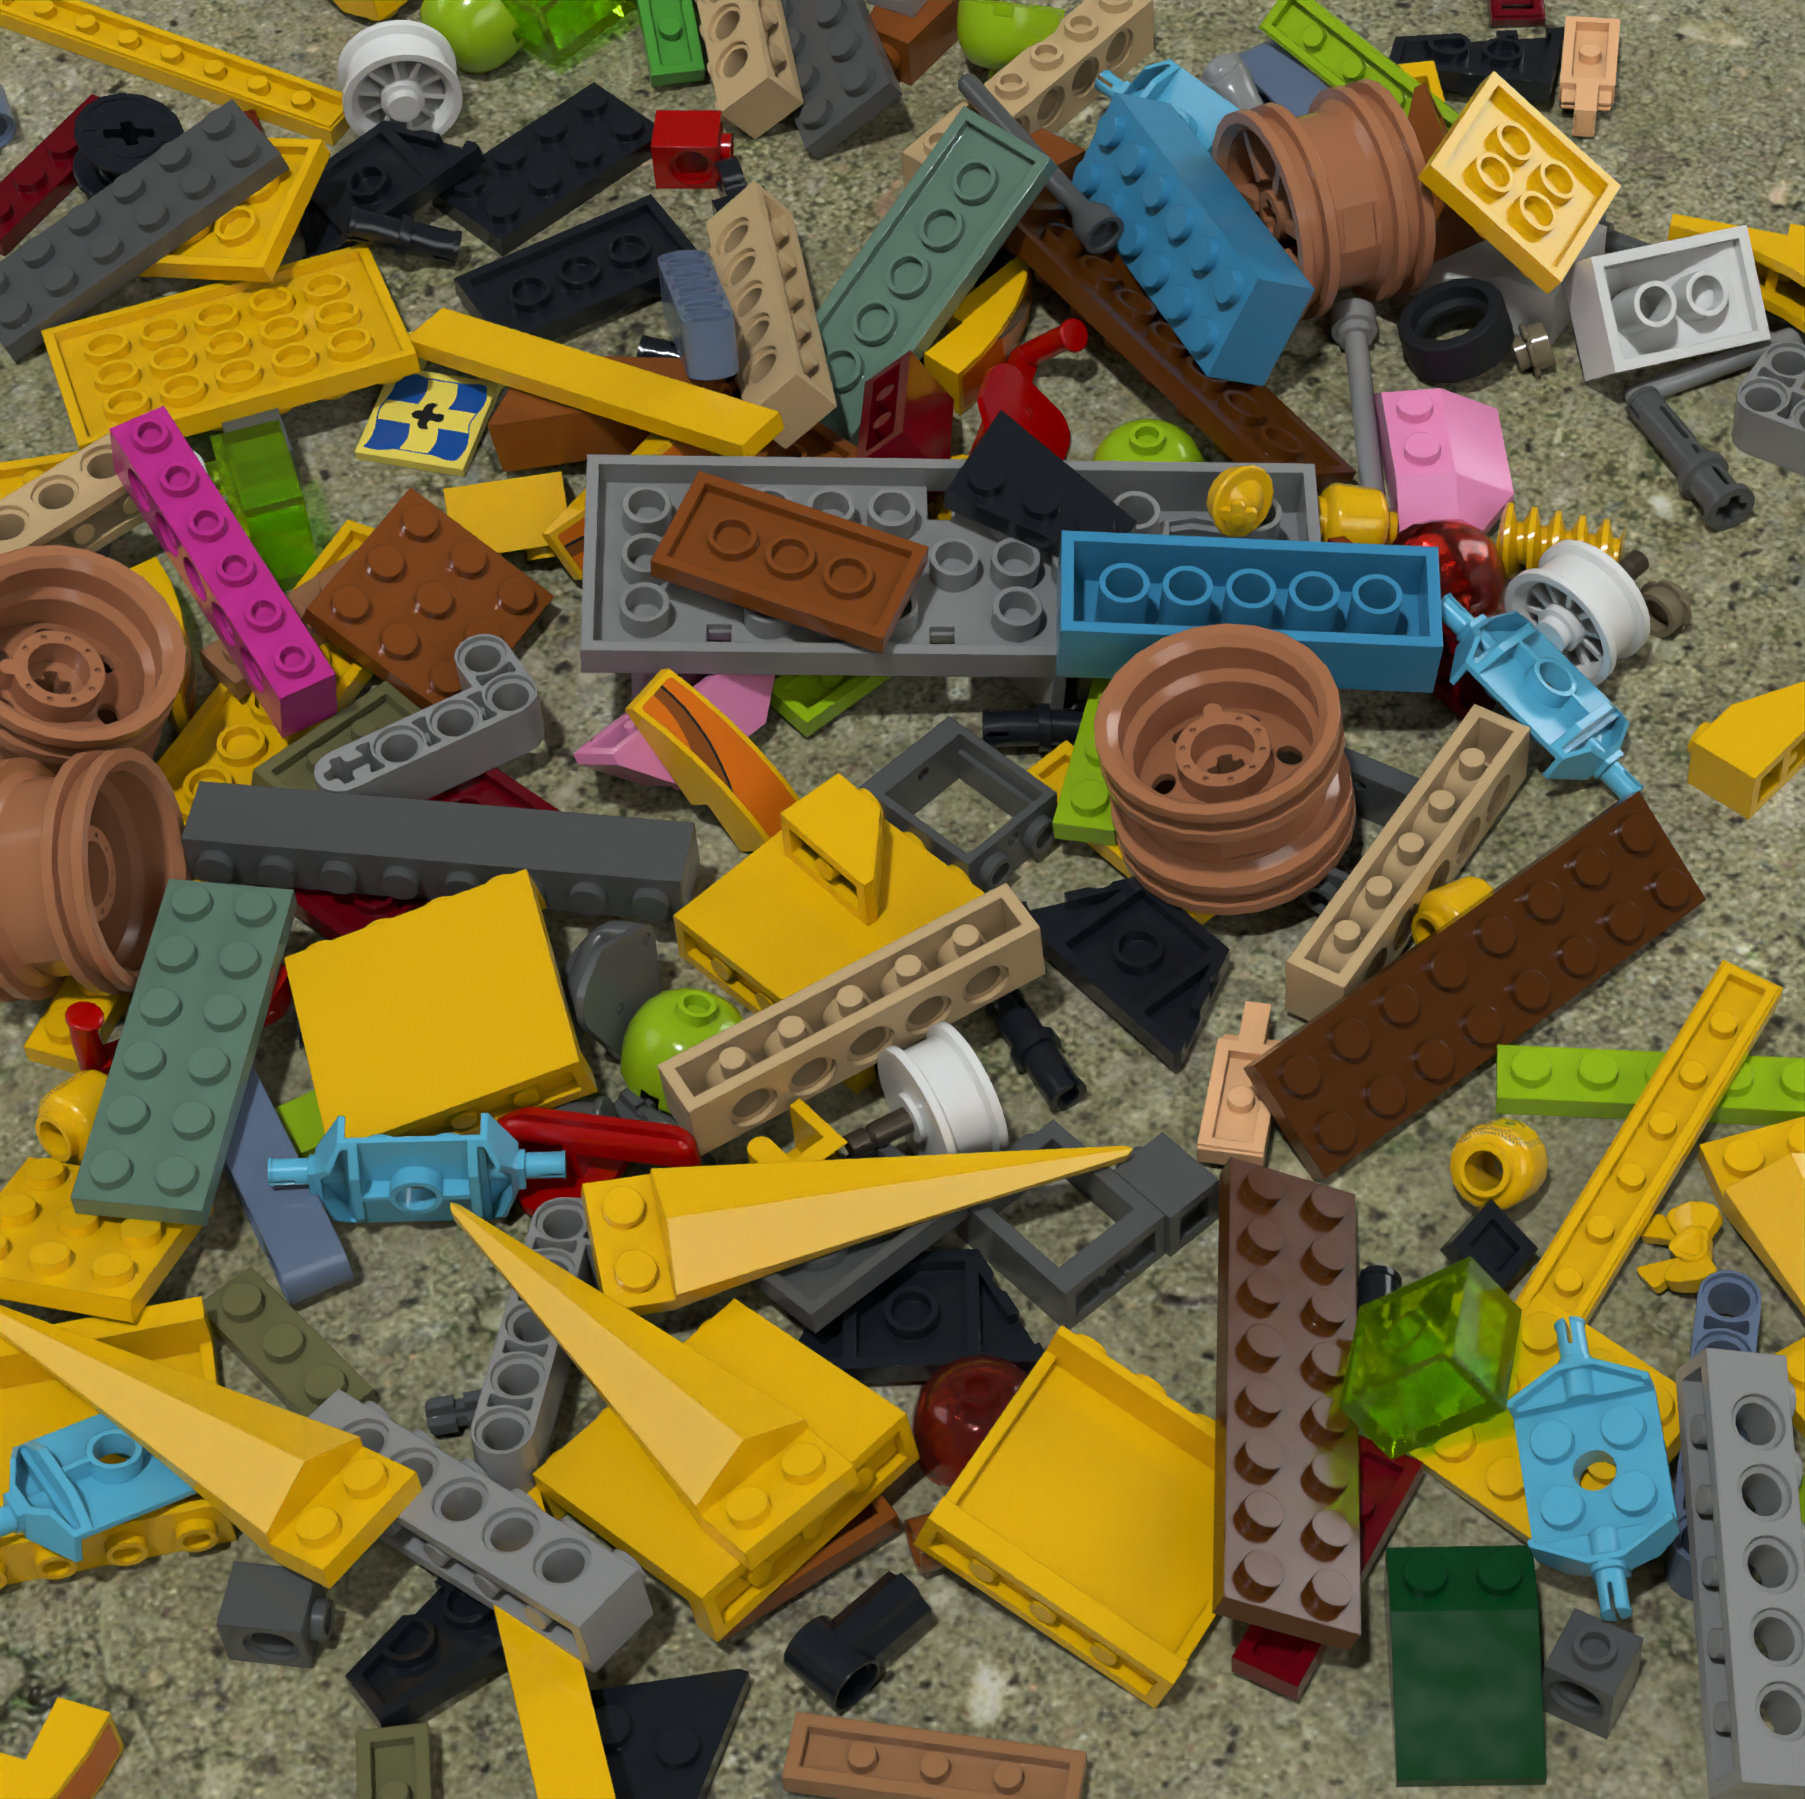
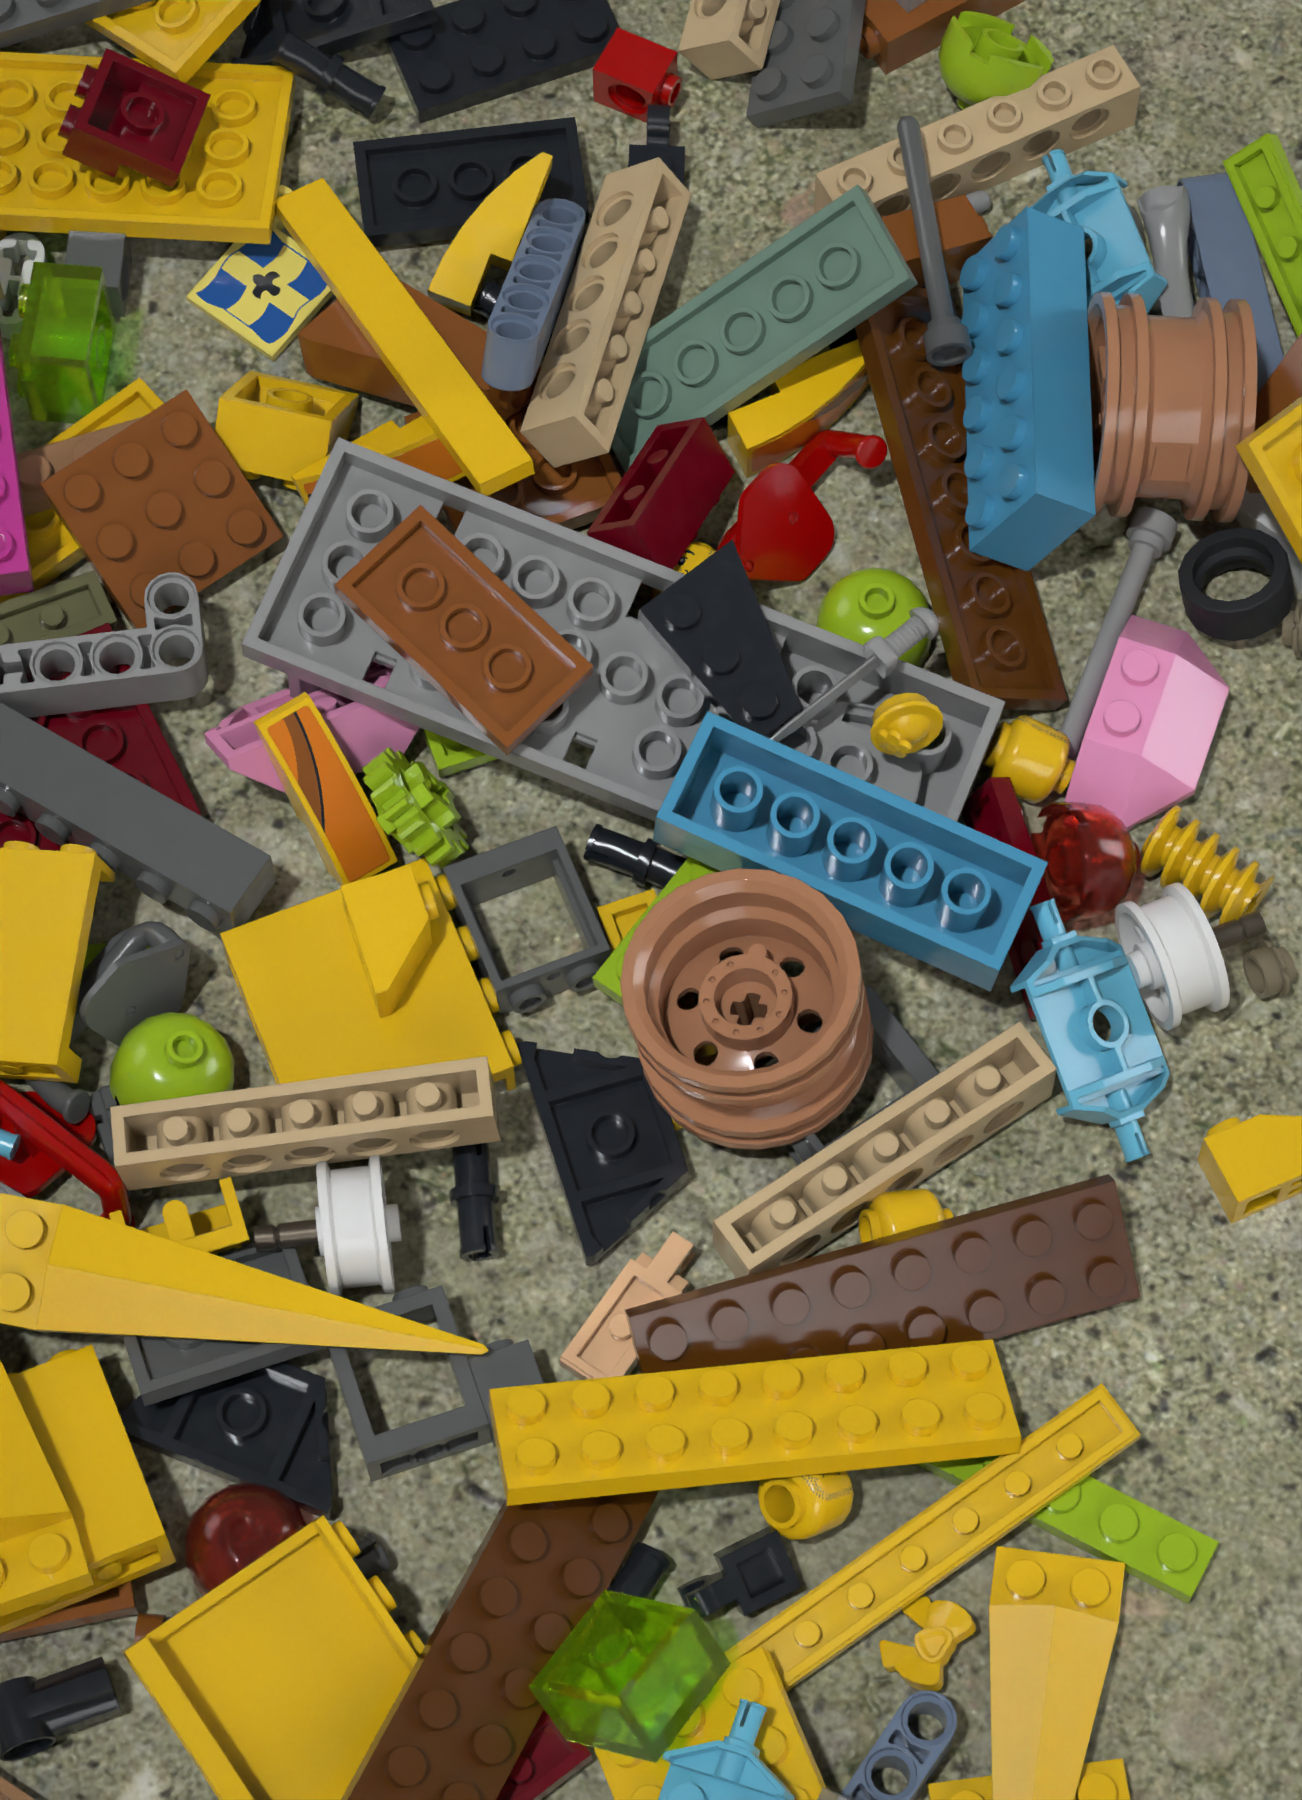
camera: 20 degrees right, 15 degrees up
(240, 305) = (132, 119): none -> dark red plate
(630, 290) = (489, 236): none -> yellow slope
(805, 745) = (415, 808): none -> lime gear
(1186, 457) = (880, 655): none -> light grey sword
(1416, 1110) = (752, 1422): none -> yellow plate

